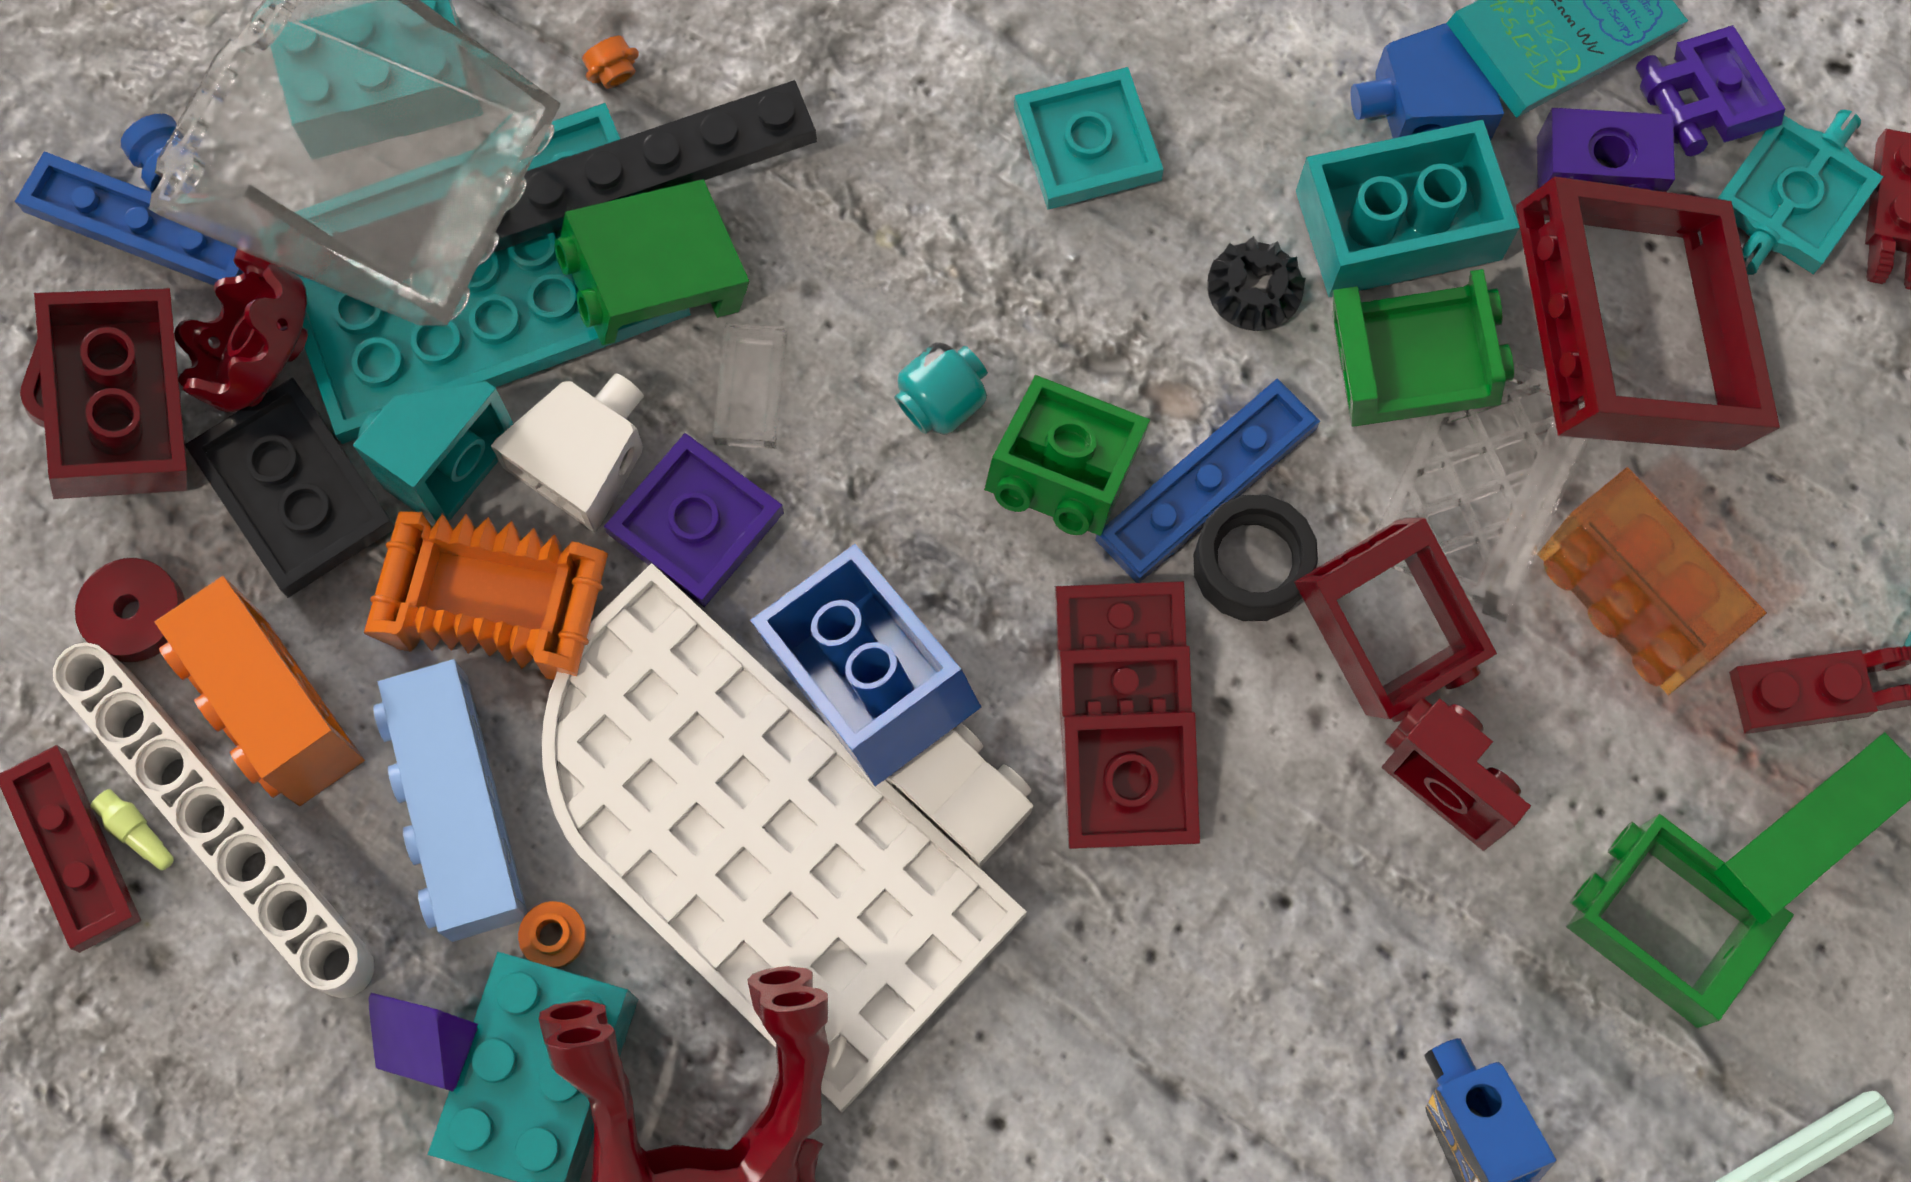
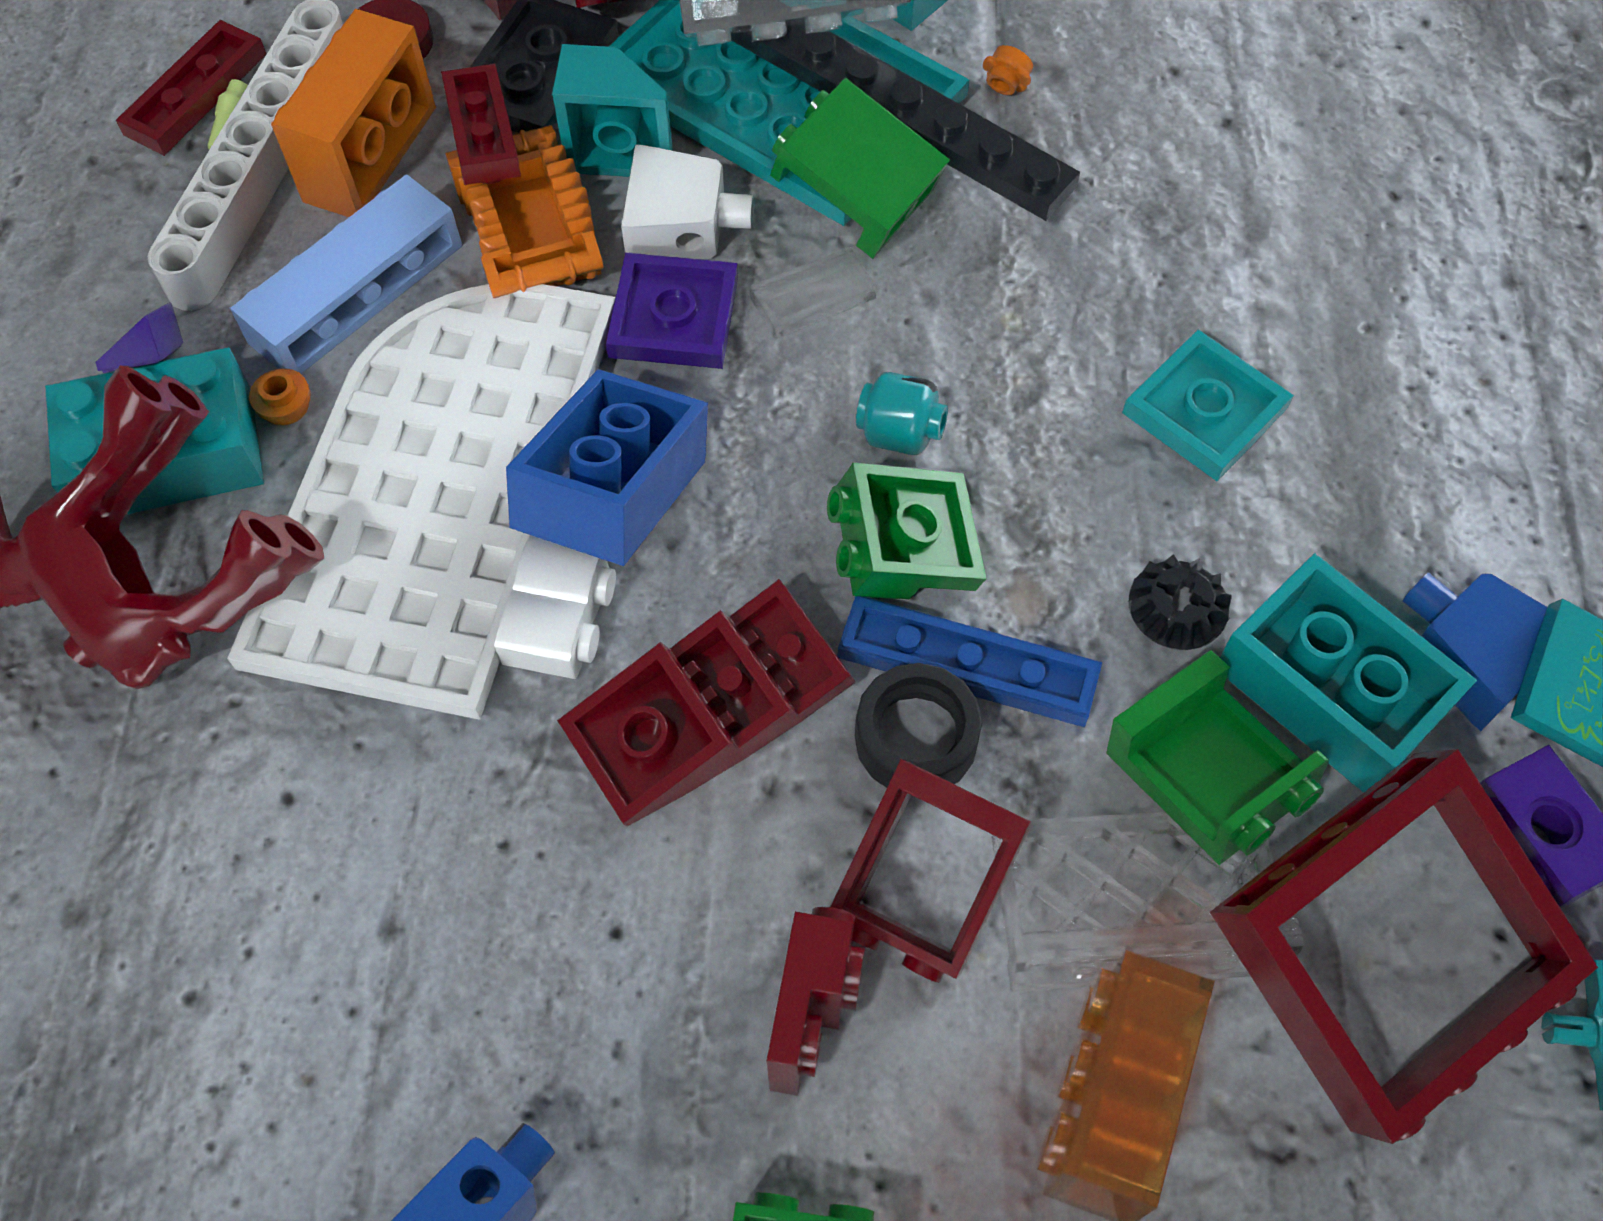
camera: 60 degrees right, 10 degrees down
(370, 576) = (480, 125): none -> dark red plate

